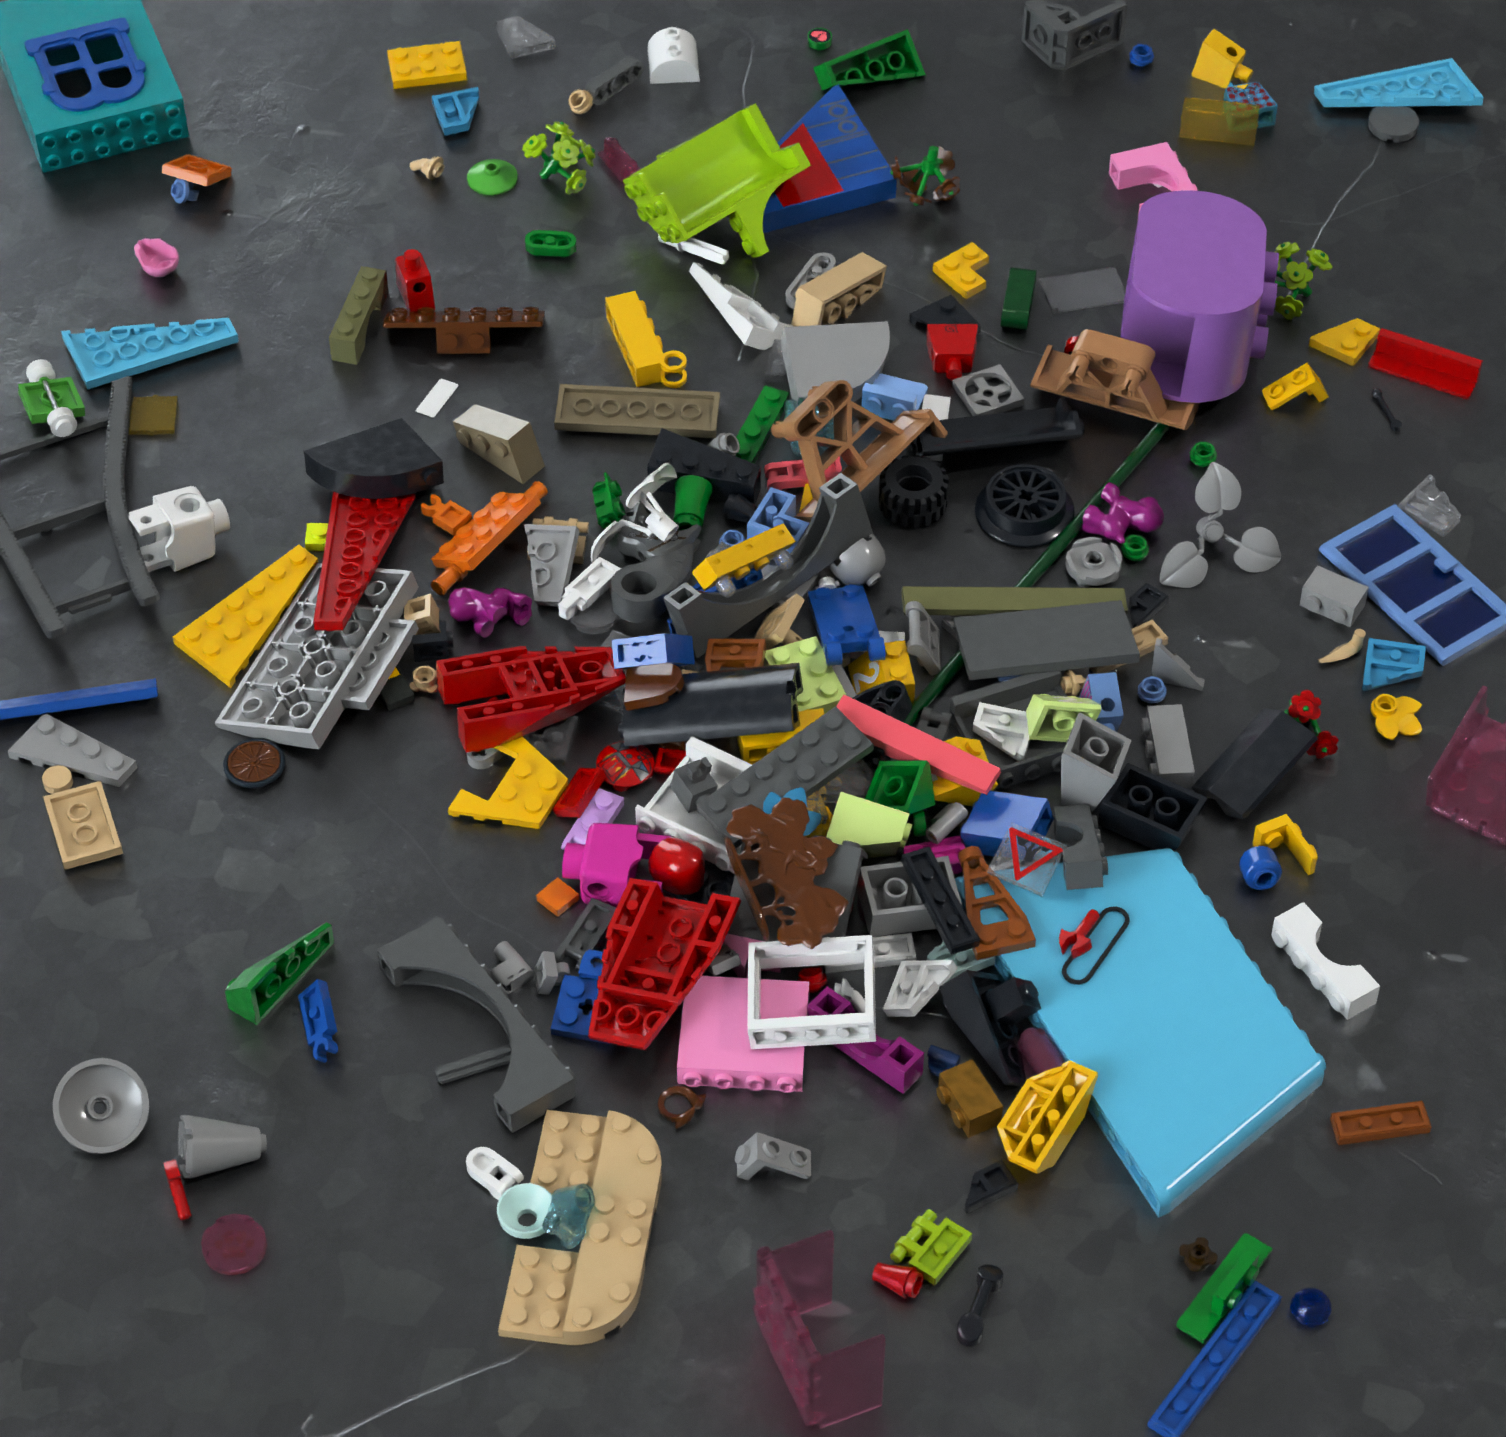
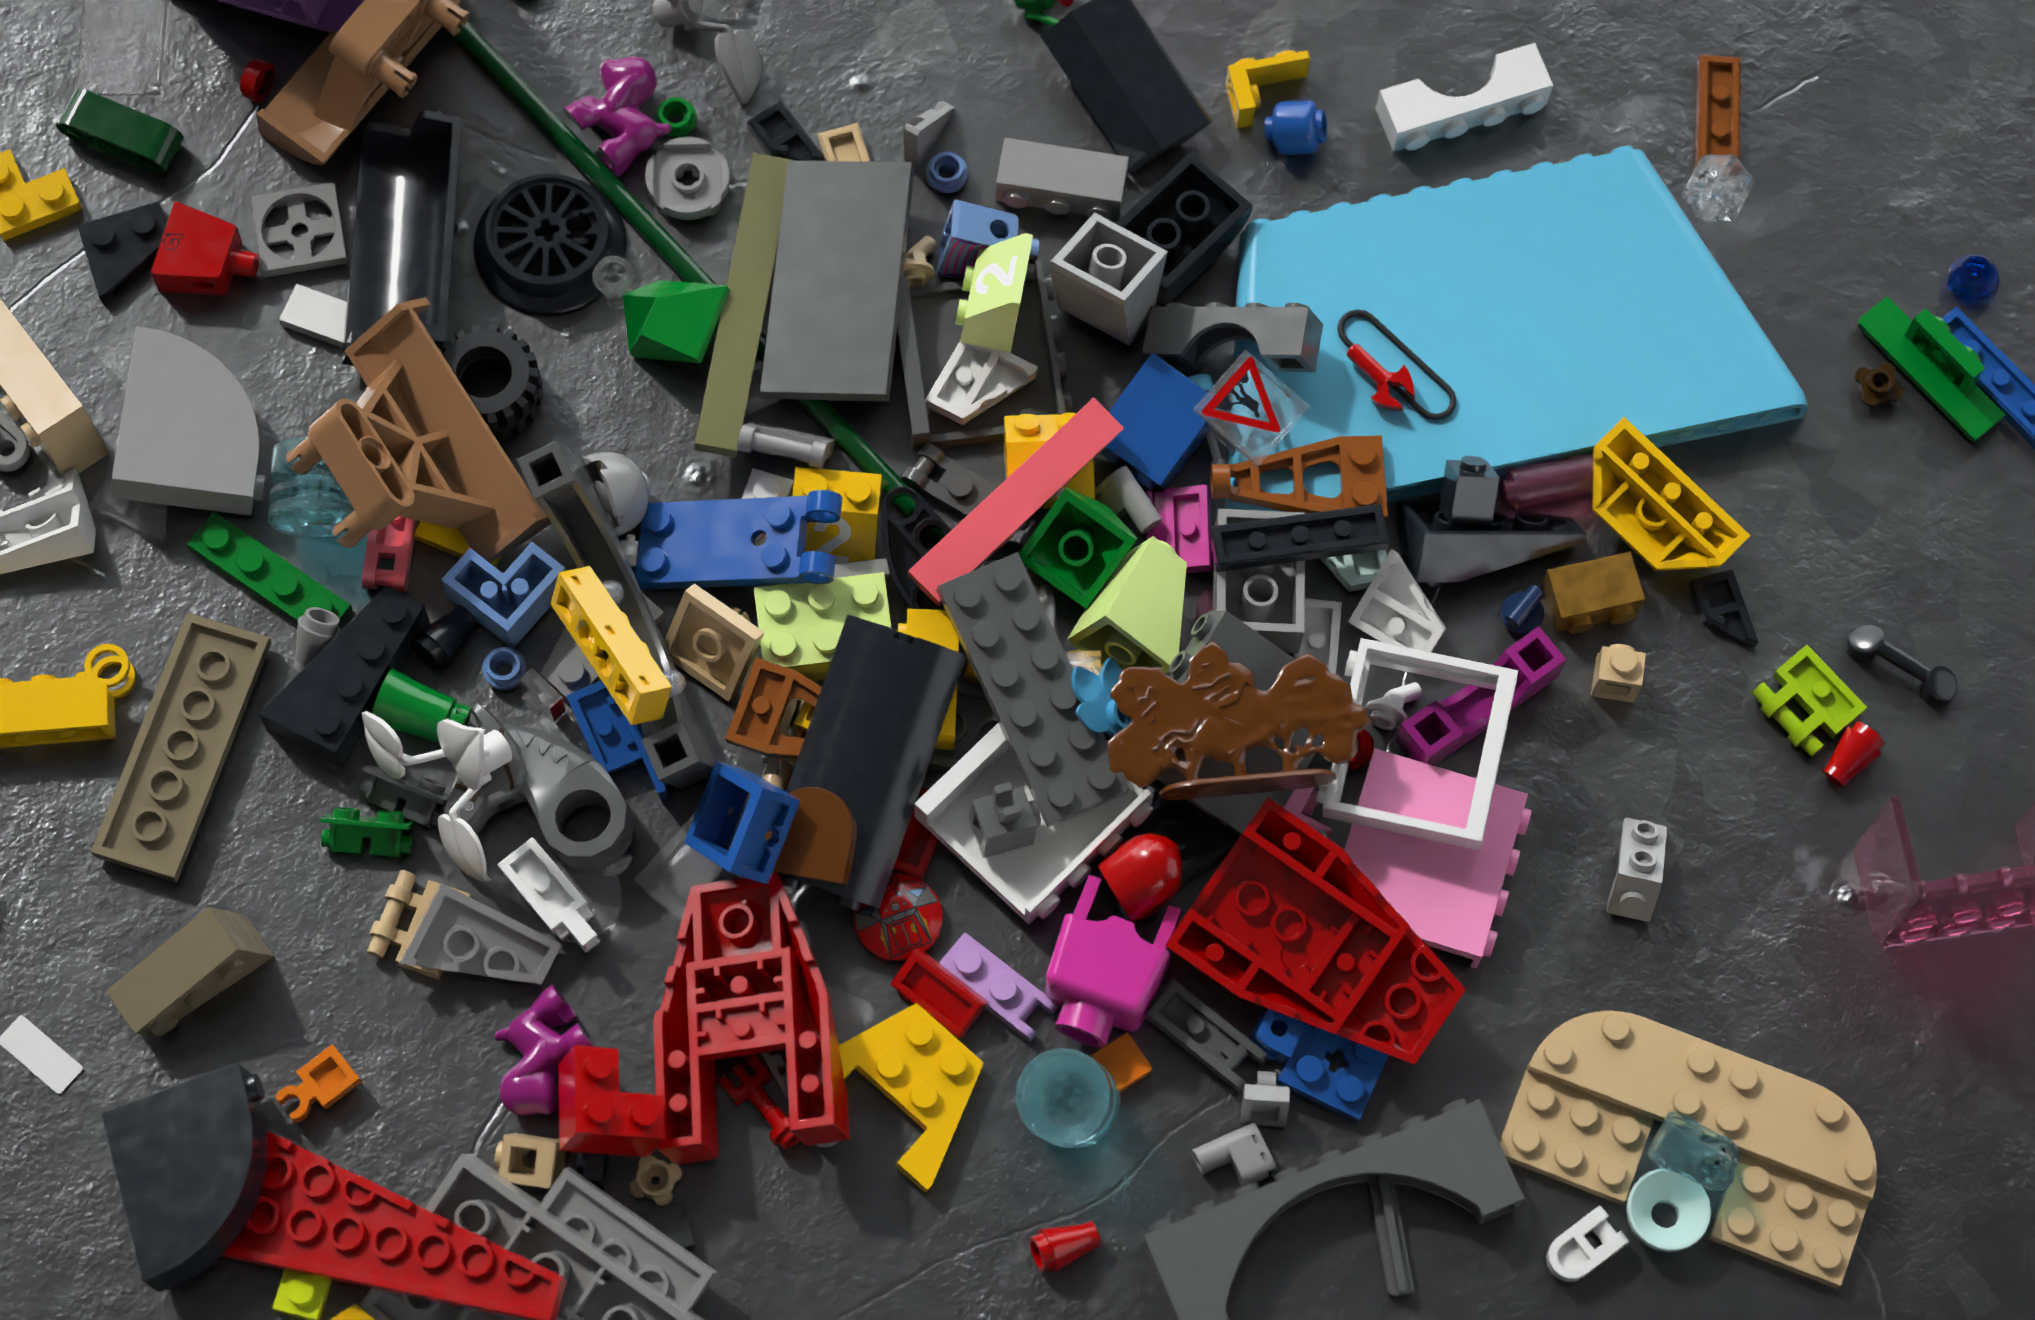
camera: 80 degrees left, 20 degrees up
(427, 884) = (1062, 1245): none -> red cone
(451, 620) = (597, 1115): none -> red brick
(483, 534) = (384, 1028): orange plate -> none
(520, 859) = (1048, 1081): none -> clear light blue wheel
(694, 1099) = (1511, 949): reddish brown piece -> none
(892, 396) = (278, 361): light blue bracket -> none
(914, 1121) = (1618, 666): none -> tan brick
(990, 565) = (673, 319): none -> green slope
(1003, 533) = (613, 278): none -> clear cone
(1314, 1132) = (1718, 188): none -> clear brick

